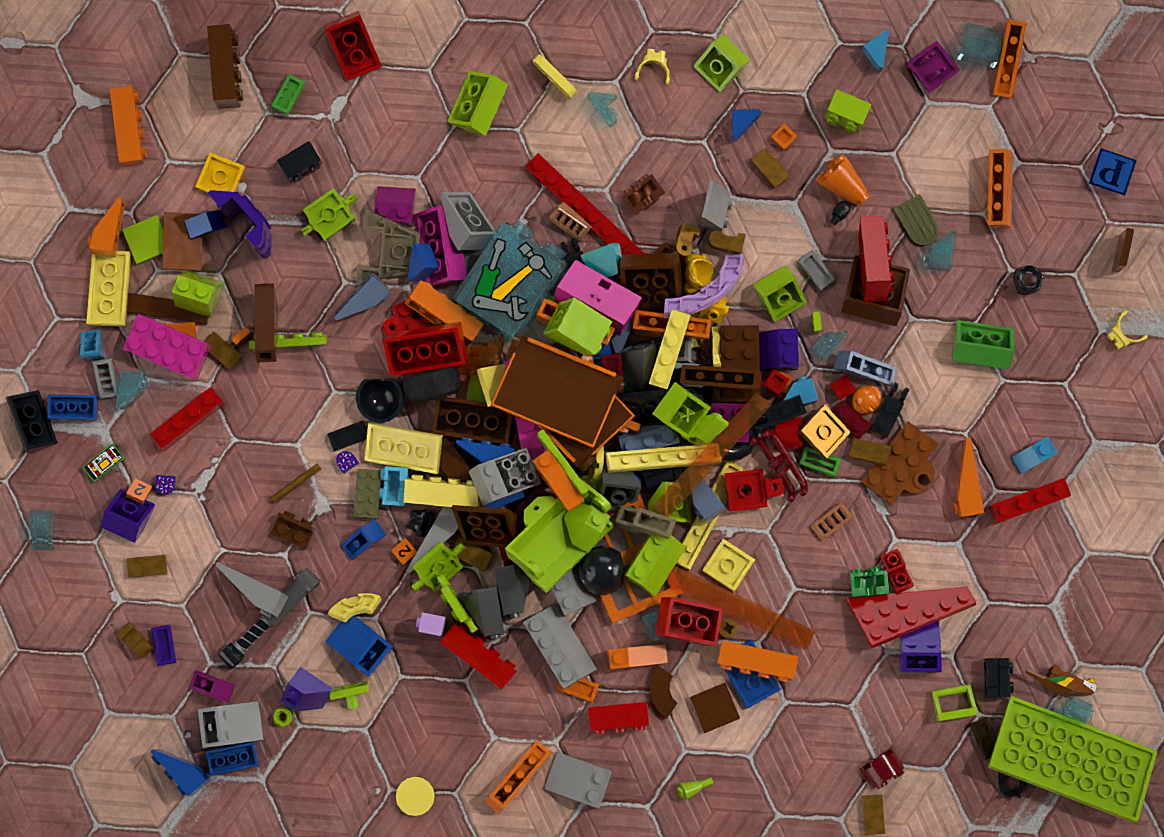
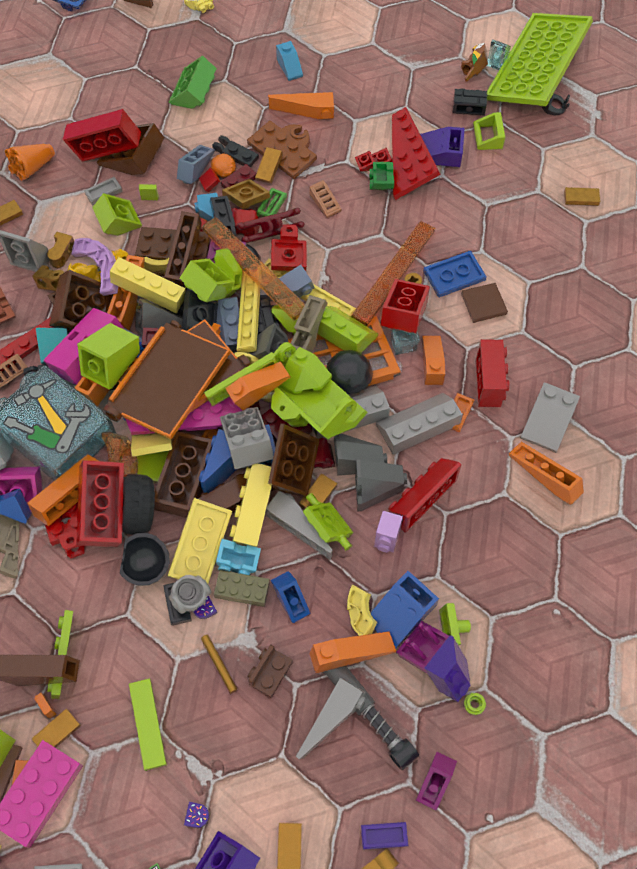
camera: 85 degrees left, 20 degrees down
(130, 387) = (74, 845): clear light blue slope -> none
(138, 491) = (199, 848): orange tile -> none
(187, 419) = (125, 778): red brick -> none
(187, 774) = (537, 818): blue slope -> none
(230, 724) = (482, 763): light grey slope -> none
(232, 758) = (520, 764): blue piece -> none
(236, 428) = (147, 724): none -> lime tile
(313, 602) = (350, 650): none -> orange slope
(327, 665) = (421, 645): none -> magenta plate
(351, 446) = (189, 593): none -> light grey hair
(367, 295) = (30, 564): sand blue slope -> none
(404, 551) = (307, 558): orange tile -> none
(415, 796) = (563, 572): light yellow tile -> none
(421, 522) = (279, 538): black piece -> none
(451, 598) = (369, 506): lime plate -> none
(661, 692) = (464, 343): reddish brown tile -> none
(689, 789) = (559, 328): lime cone -> none
(728, 565) = (354, 280): light yellow tile -> none
(757, 660) = (444, 259): orange brick -> none
(778, 349) = (165, 213): dark purple slope -> none
(827, 344) = (170, 189): clear light blue slope -> none
(840, 212) = (56, 168): black cylinder -> none
(882, 769) = (544, 185): dark red cylinder -> none
(917, 221) = (77, 115): olive window -> none
(941, 253) = (109, 100): clear light blue slope -> none
(984, 736) = (519, 117): dark brown tile -> none
(1000, 188) = (66, 58): orange brick -> none
(1017, 279) = (146, 56): black piece -> none
(1030, 501) = (326, 66): red brick -> none

